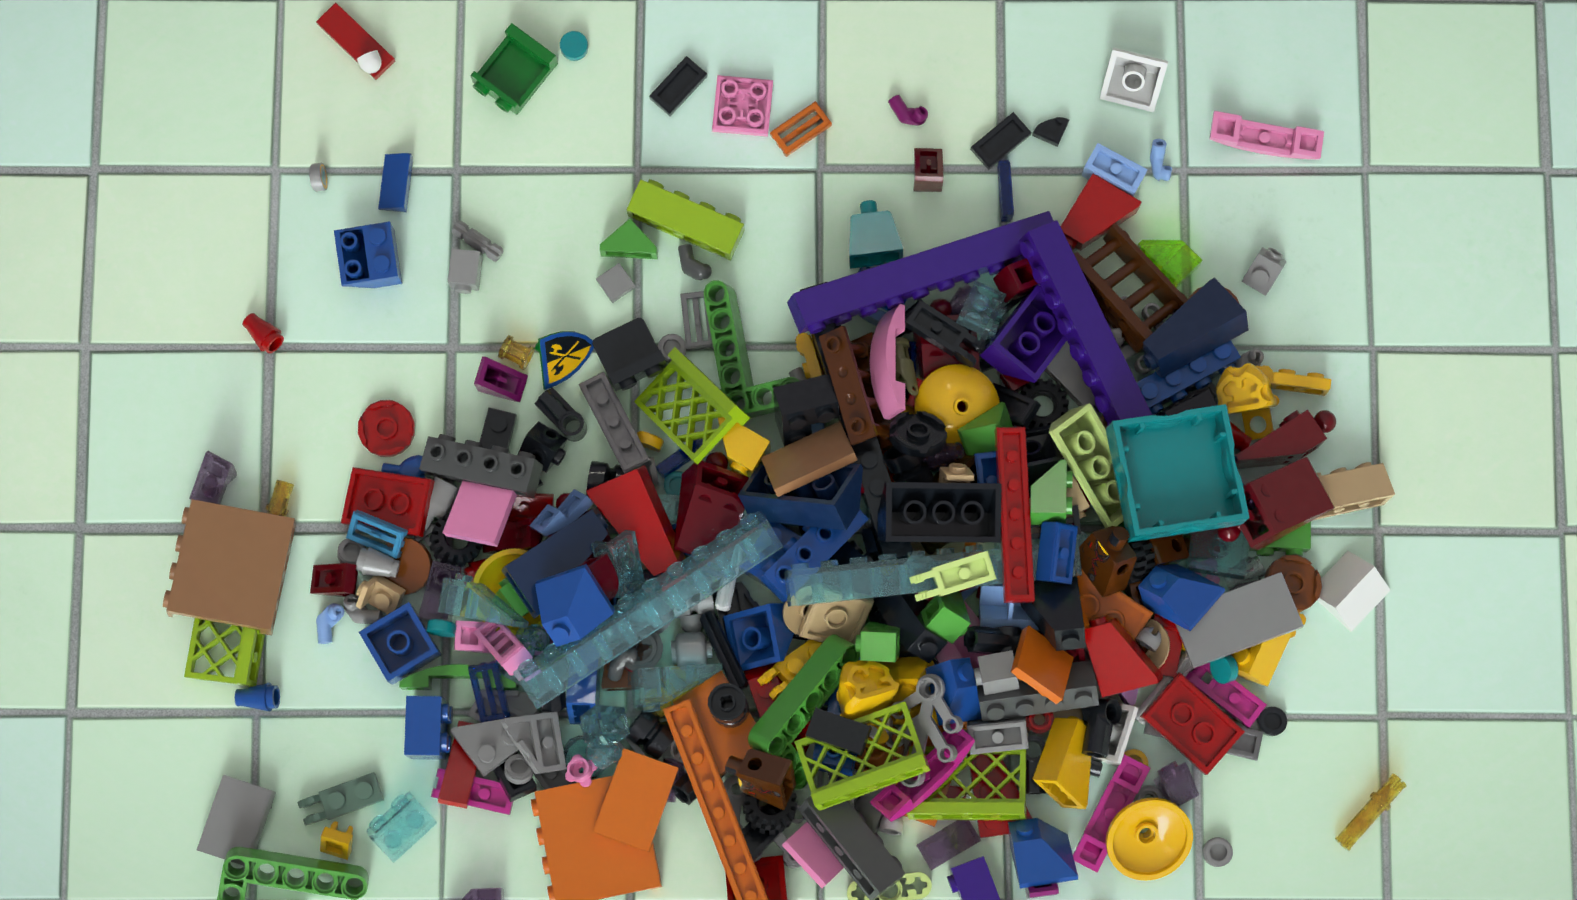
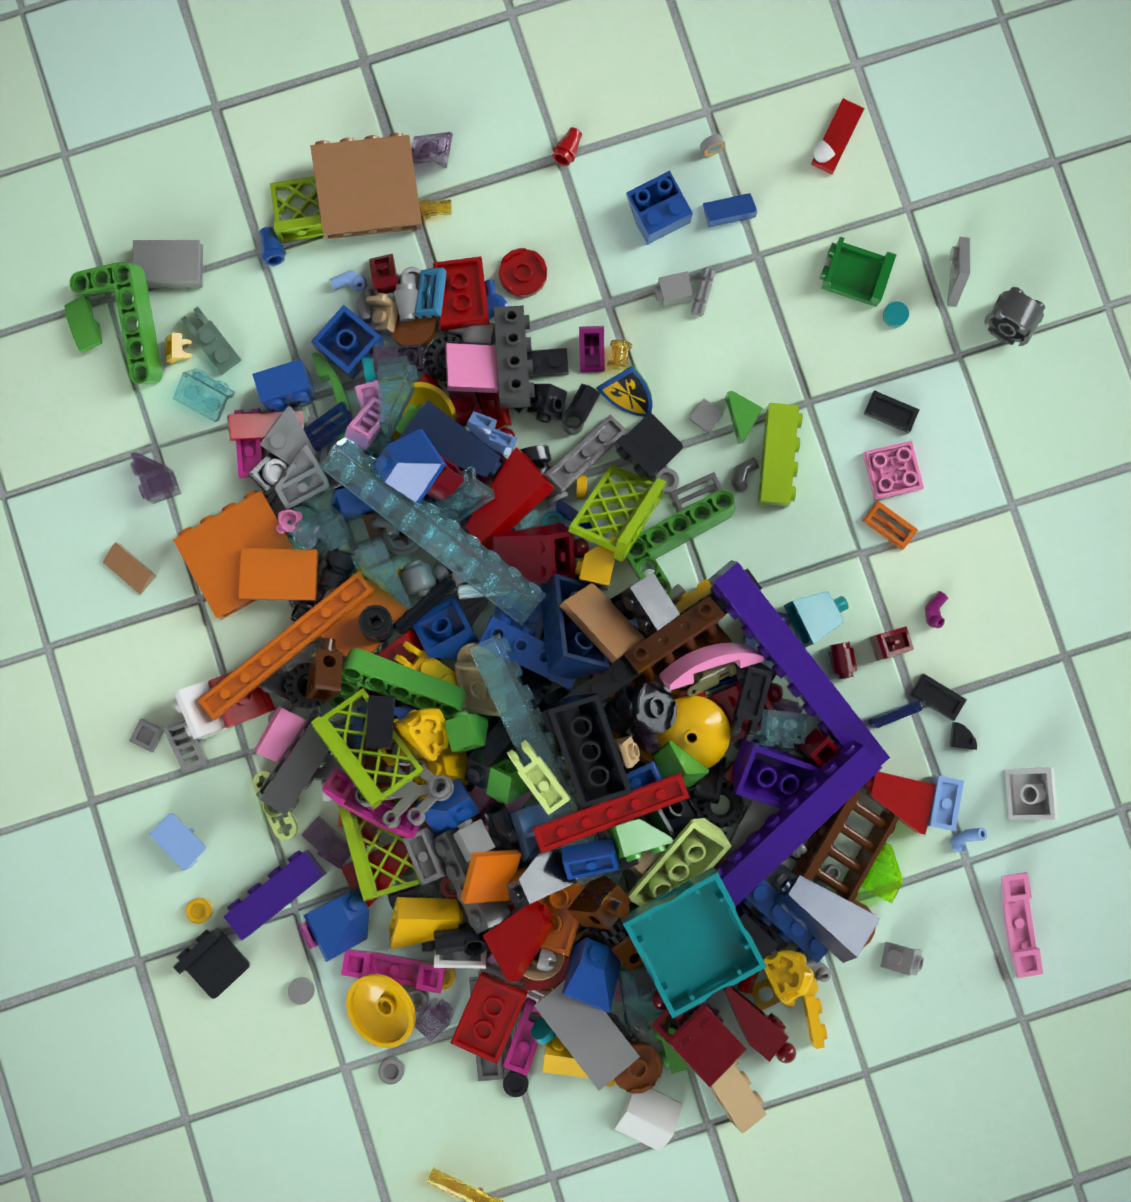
camera: 70 degrees right, 5 degrees up
(929, 226) = (842, 660): none -> dark red brick

